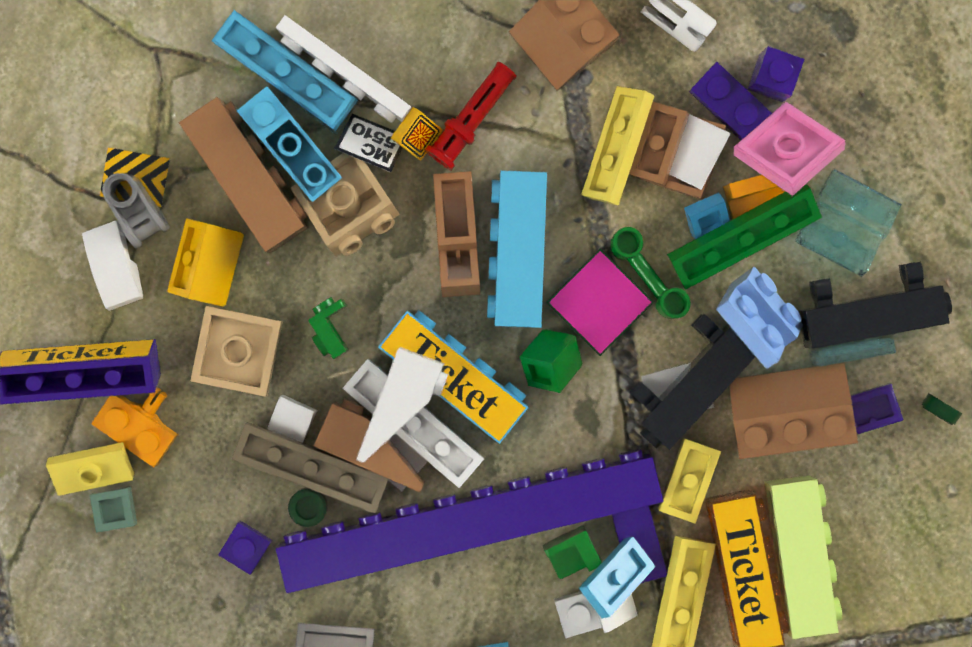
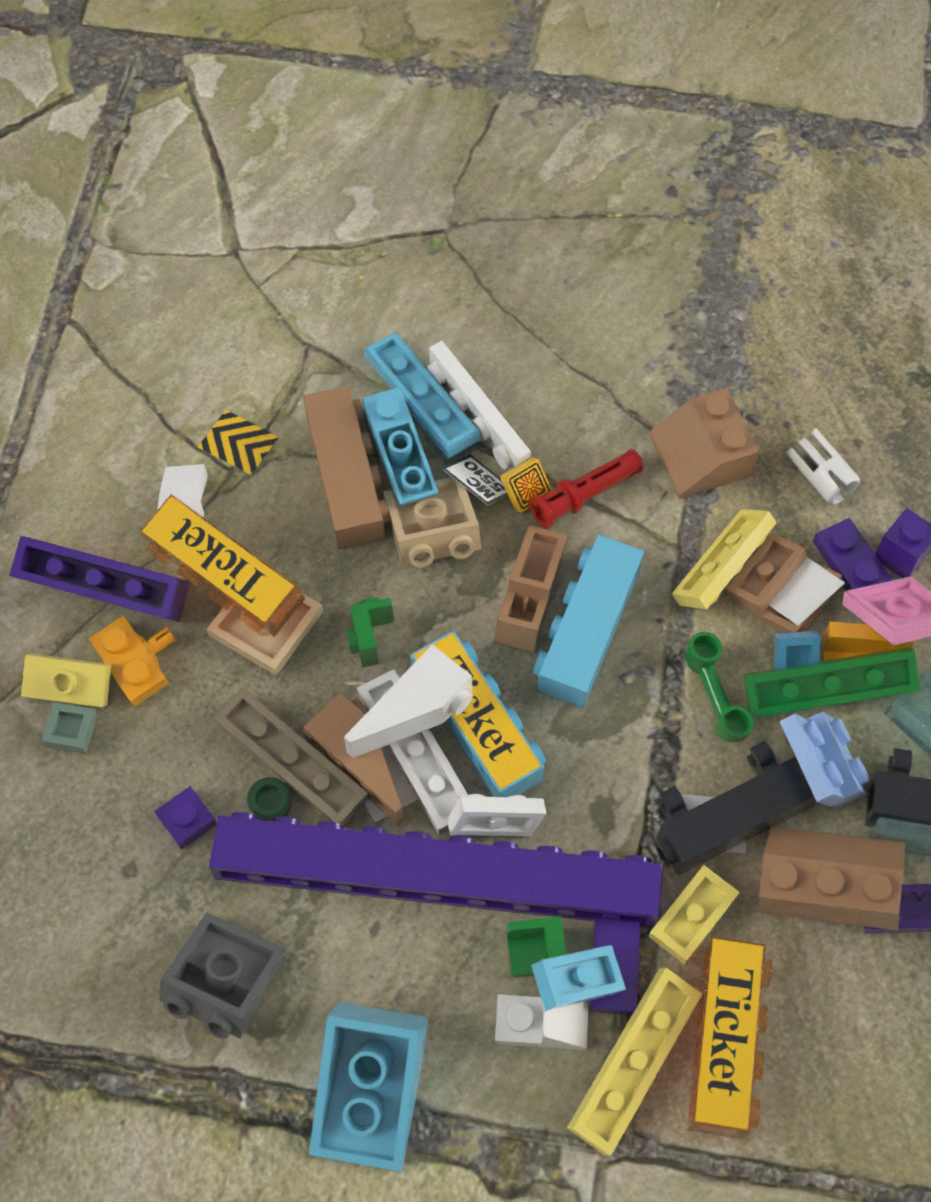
camera: 20 degrees right, 25 degrees down
(135, 210) = (225, 464): light grey piece -> none
(179, 326) = (222, 566): none -> brick
(205, 262) = (276, 527): yellow panel -> none
(291, 418) = (293, 702): white slope -> none
(489, 468) = (496, 815): none -> white plate
(551, 360) = (585, 738): green panel -> none
(600, 302) = (656, 702): dark pink tile -> none
(802, 556) = (799, 1045): yellowish green brick -> none

